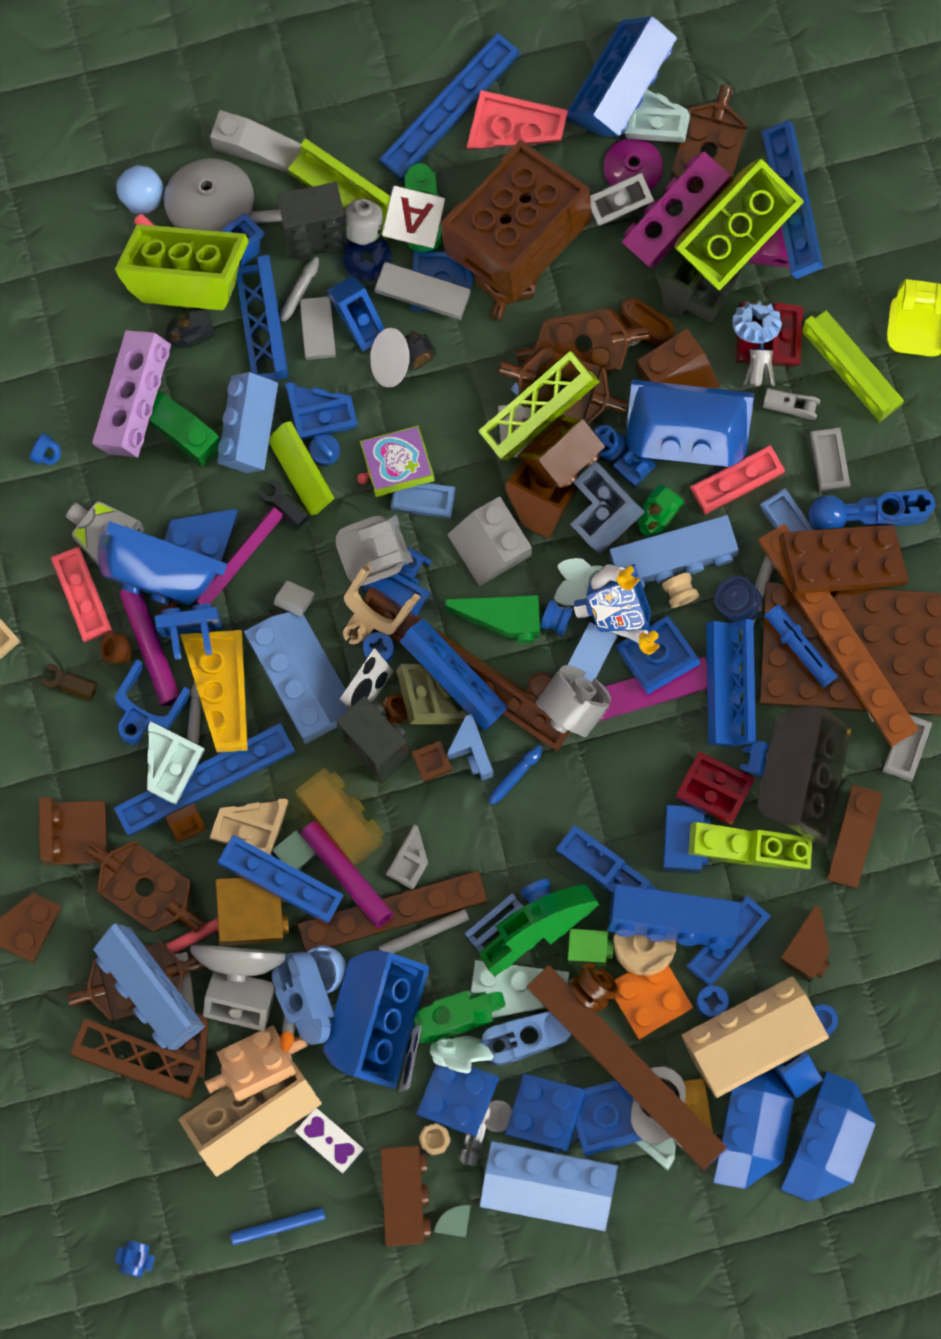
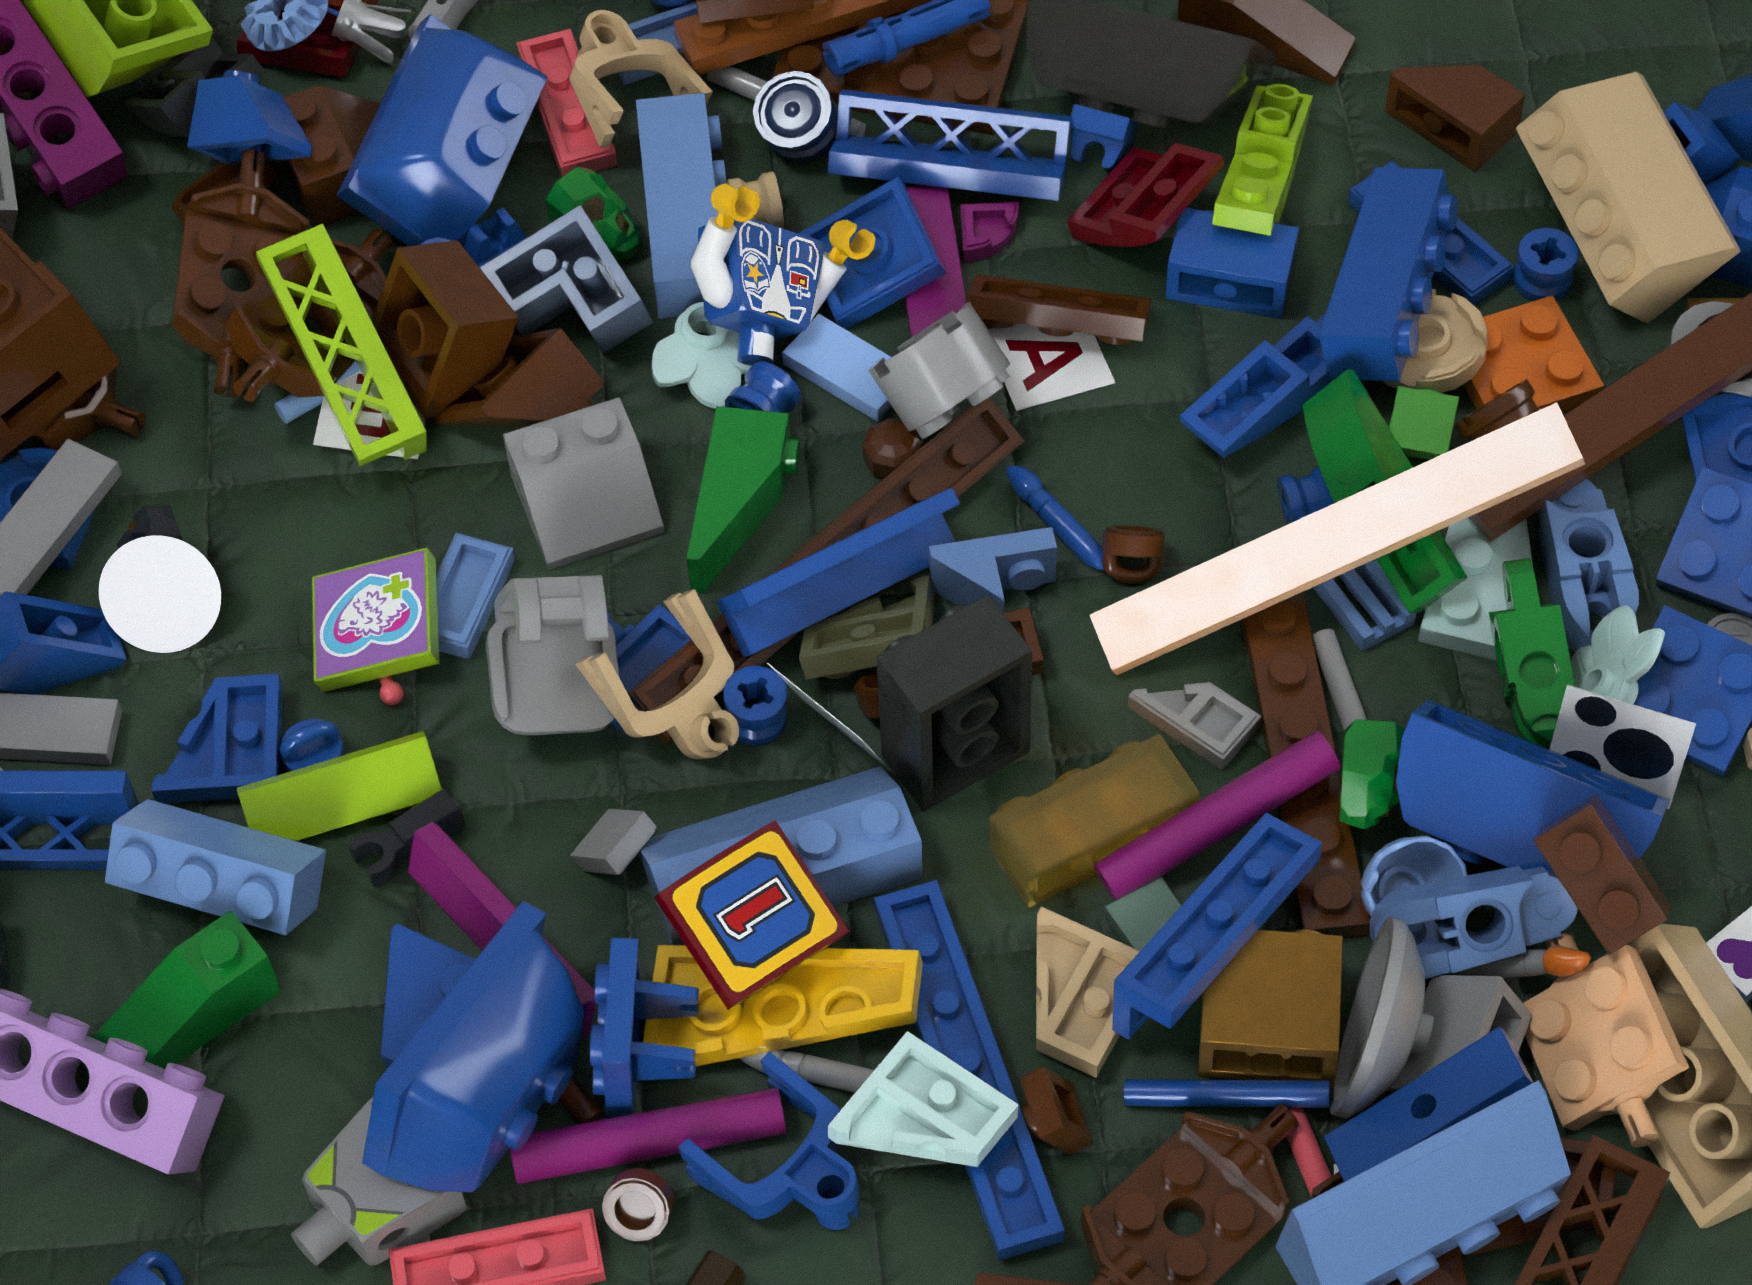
camera: 80 degrees left, 20 degrees down
(189, 983) = (1429, 1104): none -> blue tile
(208, 898) = (1227, 1093): none -> blue bar
(246, 667) = (751, 914): none -> slope
(322, 1051) = (1603, 874): none -> reddish brown brick
(373, 939) = (1369, 771): none -> green rock
(494, 909) = (1337, 539): none -> light nougat tile
(499, 814) = (1132, 542): none -> reddish brown tile
(617, 756) = (1050, 366): none -> white sticker
(639, 755) = (1059, 309): none -> reddish brown plate
(666, 323) = (242, 115): none -> blue slope
(691, 711) = (987, 228): none -> magenta tile
(759, 500) = (613, 48): none -> tan piece

